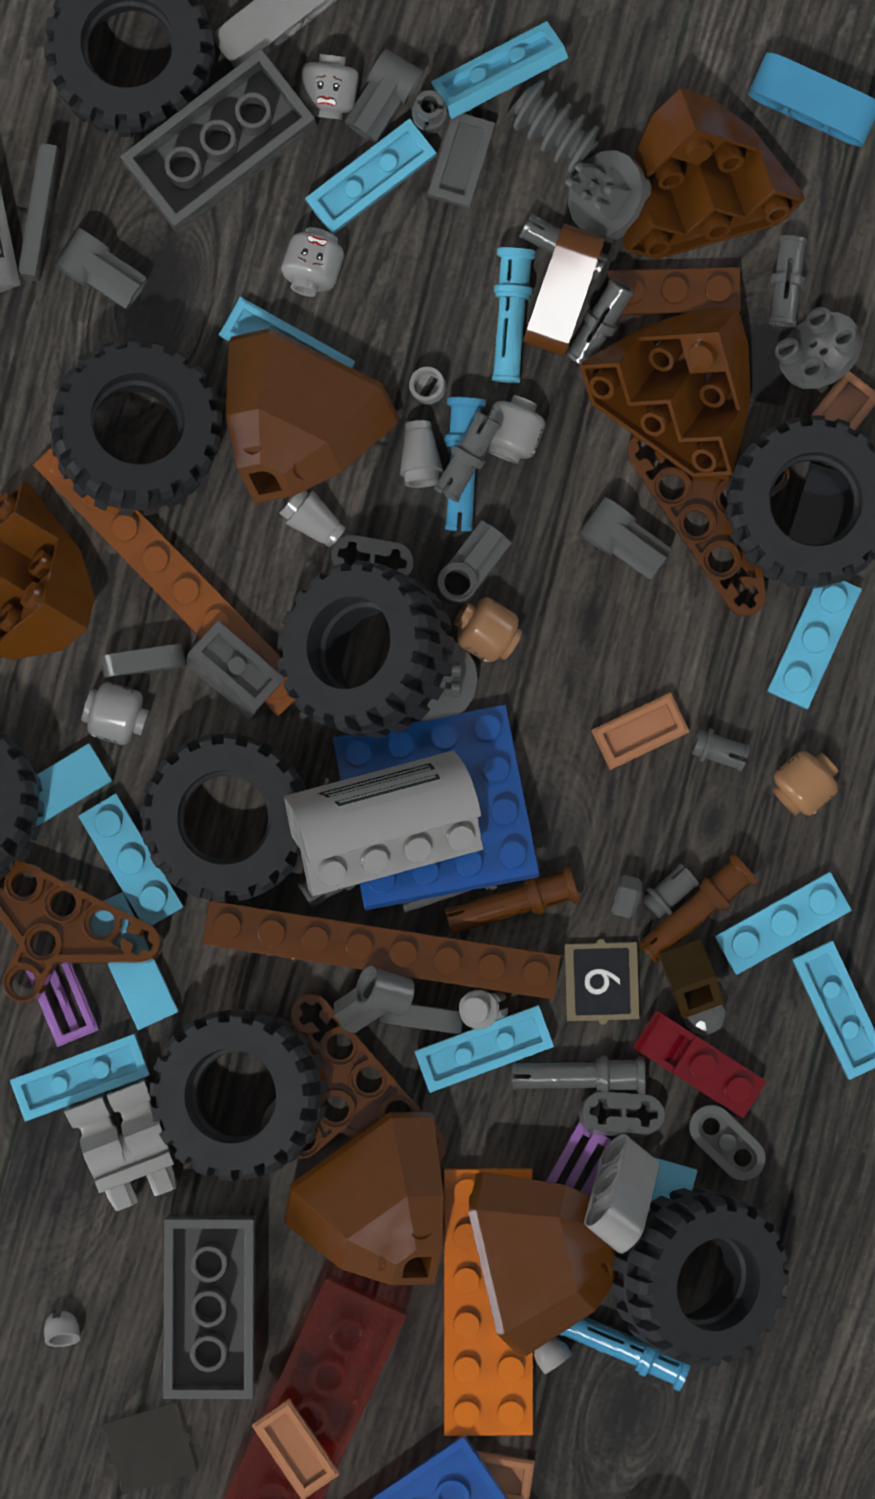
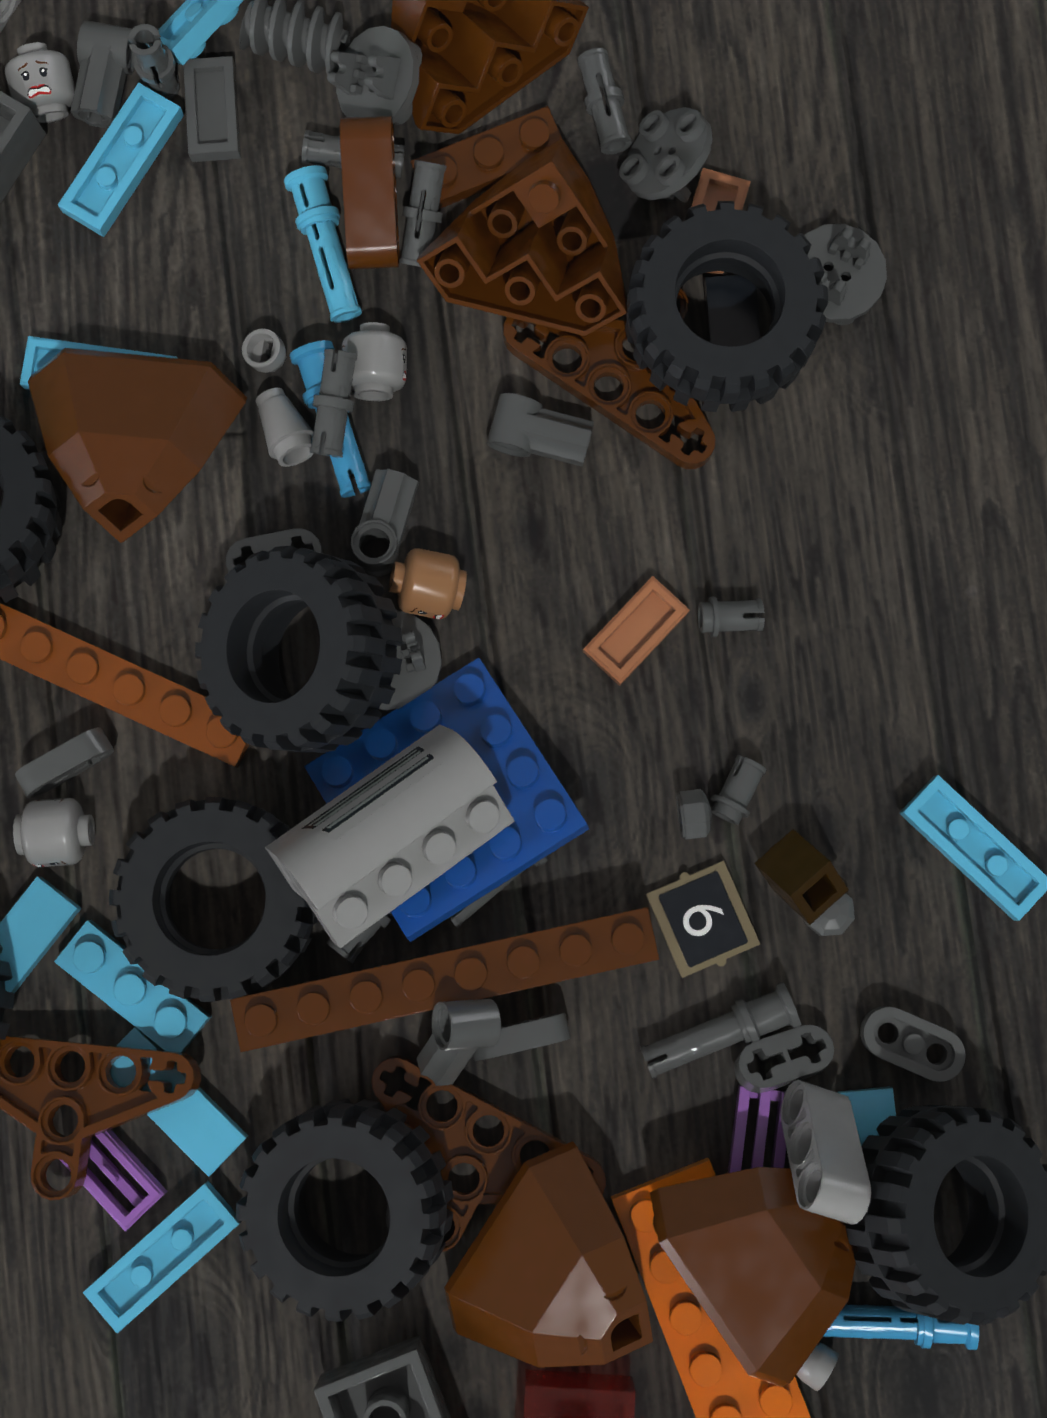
camera: 20 degrees left, 5 degrees down
(123, 1157) = (237, 1327): light grey hips -> none
(233, 670) = (164, 733): dark grey panel -> none
(312, 261) = (90, 268): light grey head -> none
(312, 517) = (191, 537): light grey cone -> none
(481, 1008) = (582, 1002): light grey arm -> none
(484, 1049) = (602, 1045): medium azure plate -> none
(533, 896) = (591, 853): reddish brown pin -> none
(699, 1064) = (847, 968): dark red plate -> none
(714, 895) = (787, 775): reddish brown pin -> none
(782, 923) = (873, 778): medium azure plate -> none
(806, 783) = (838, 615): medium nougat head -> none
(813, 643) = (784, 465): medium azure plate -> none

